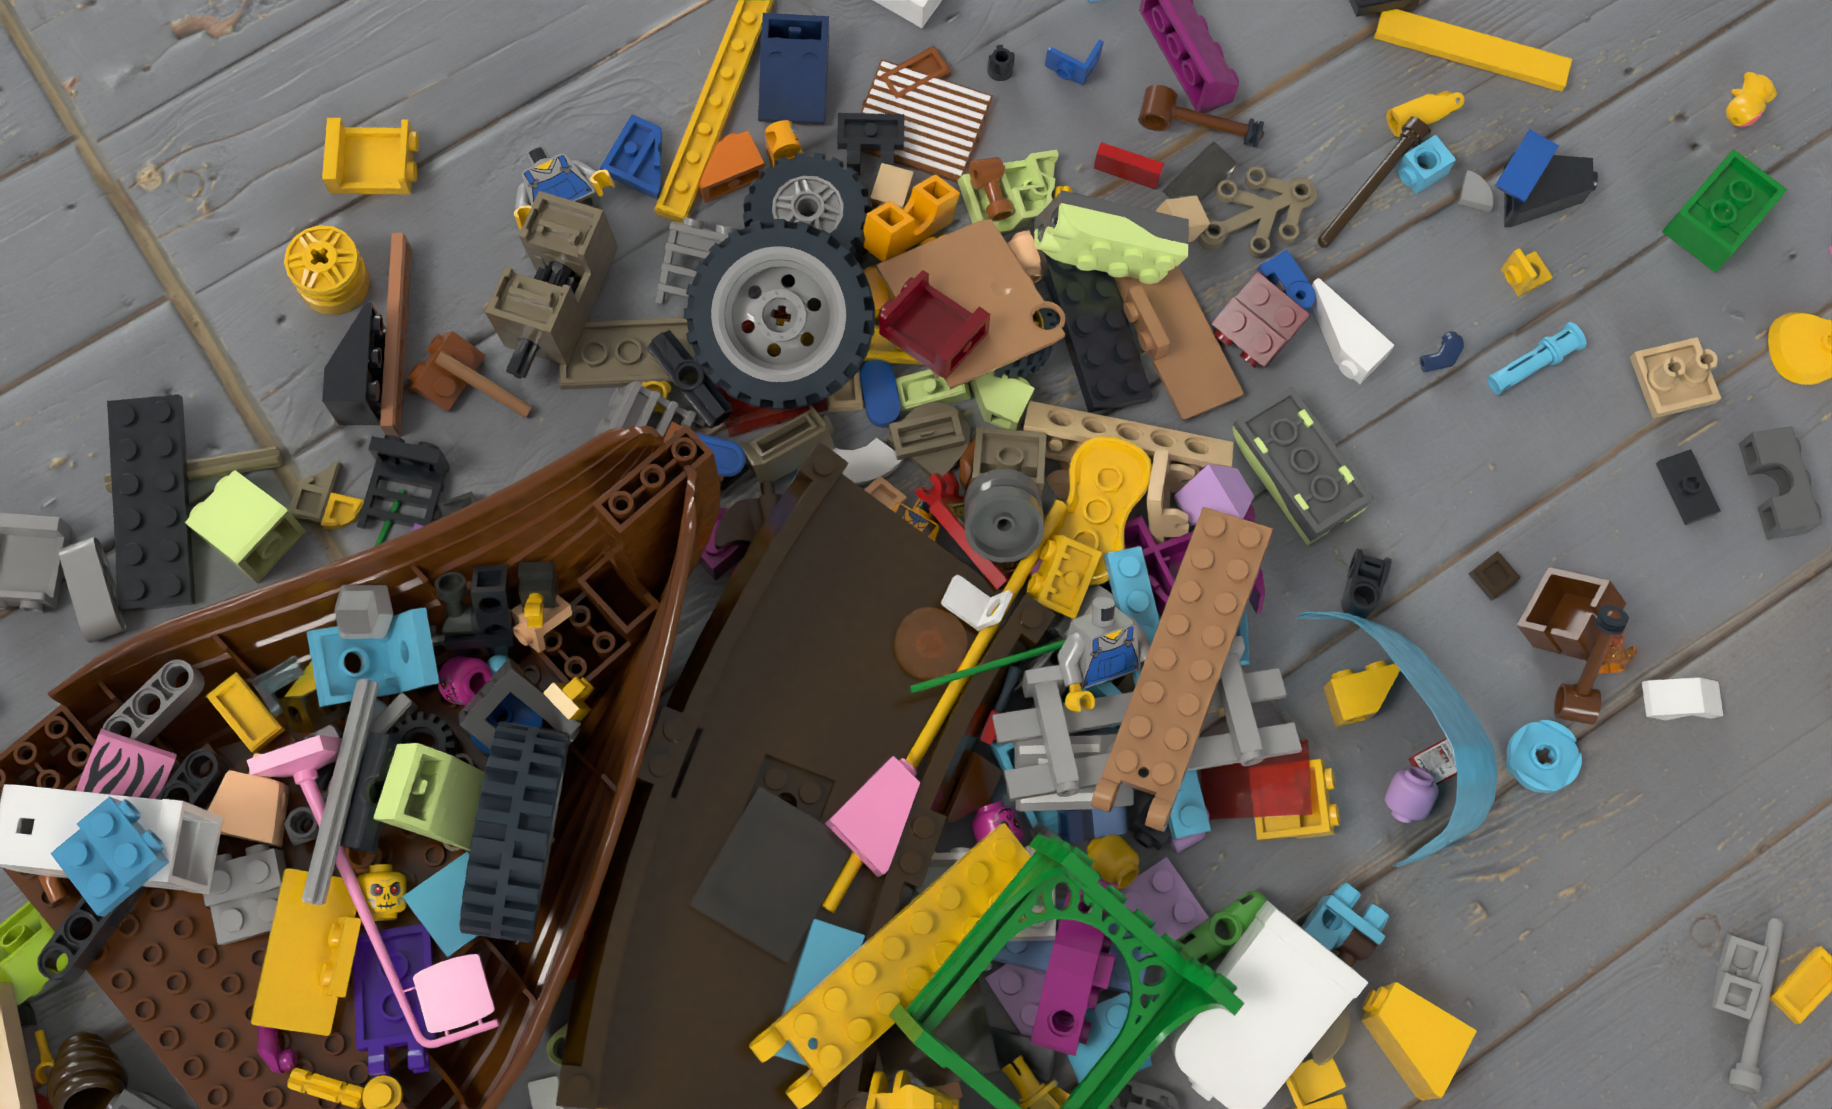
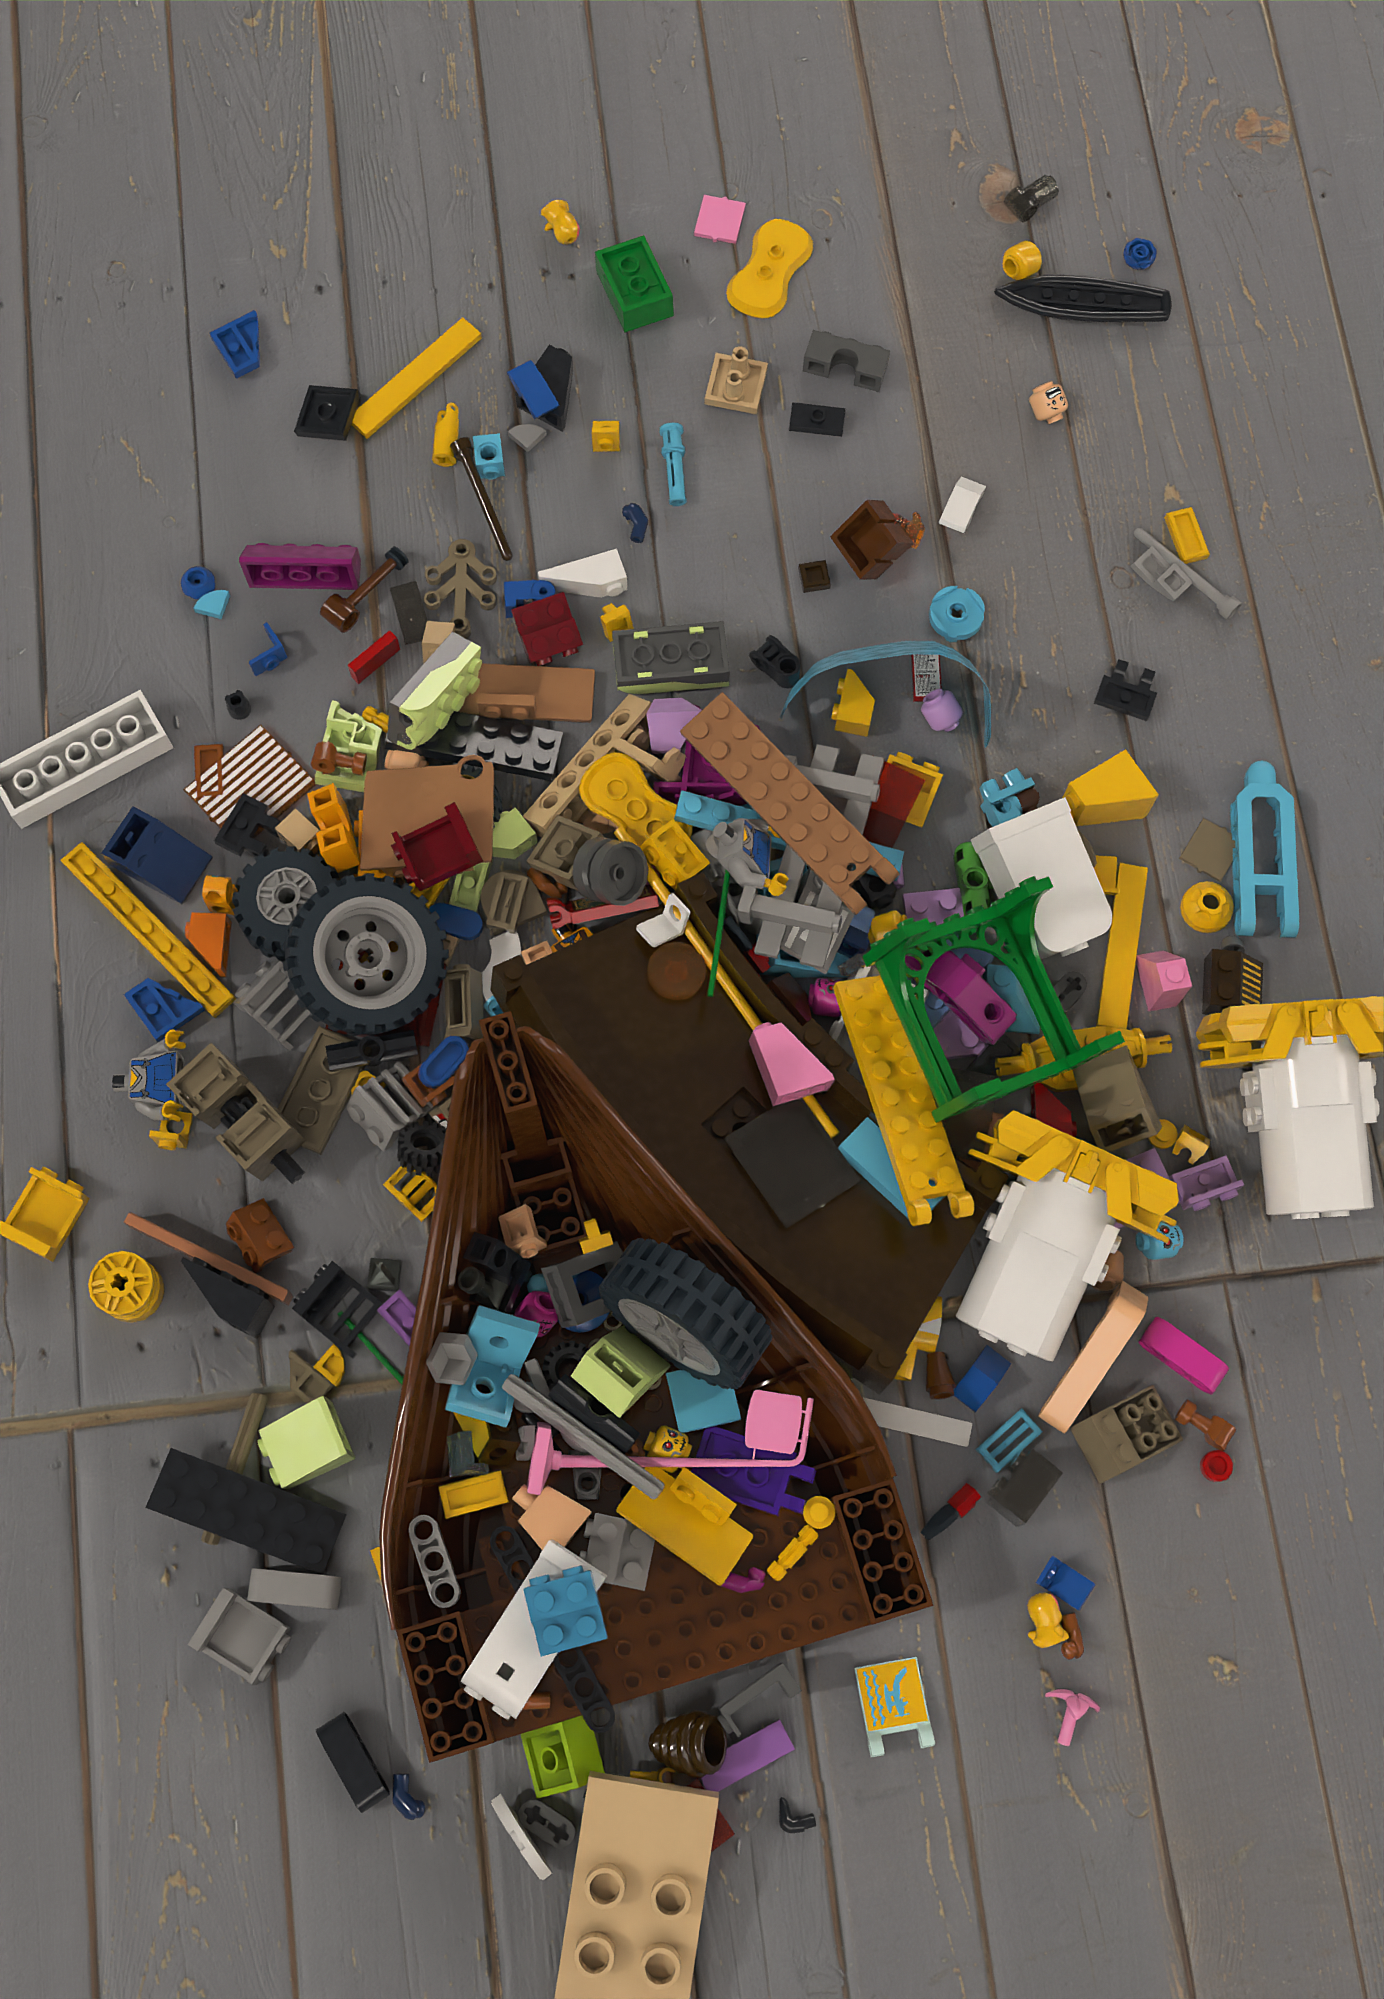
camera: 60 degrees left, 0 degrees up
(125, 767) = (478, 1603): bright pink tile -> none
(483, 384) = (289, 1208): medium nougat bar -> none
(504, 235) = (168, 1140): none -> yellow bracket
(537, 590) = (504, 1221): pearl dark grey piece -> none
(1313, 387) = (615, 619): none -> yellow tile
(1554, 1004) = (1126, 697): none -> black plate
(1580, 700) = (932, 566): reddish brown piece -> none

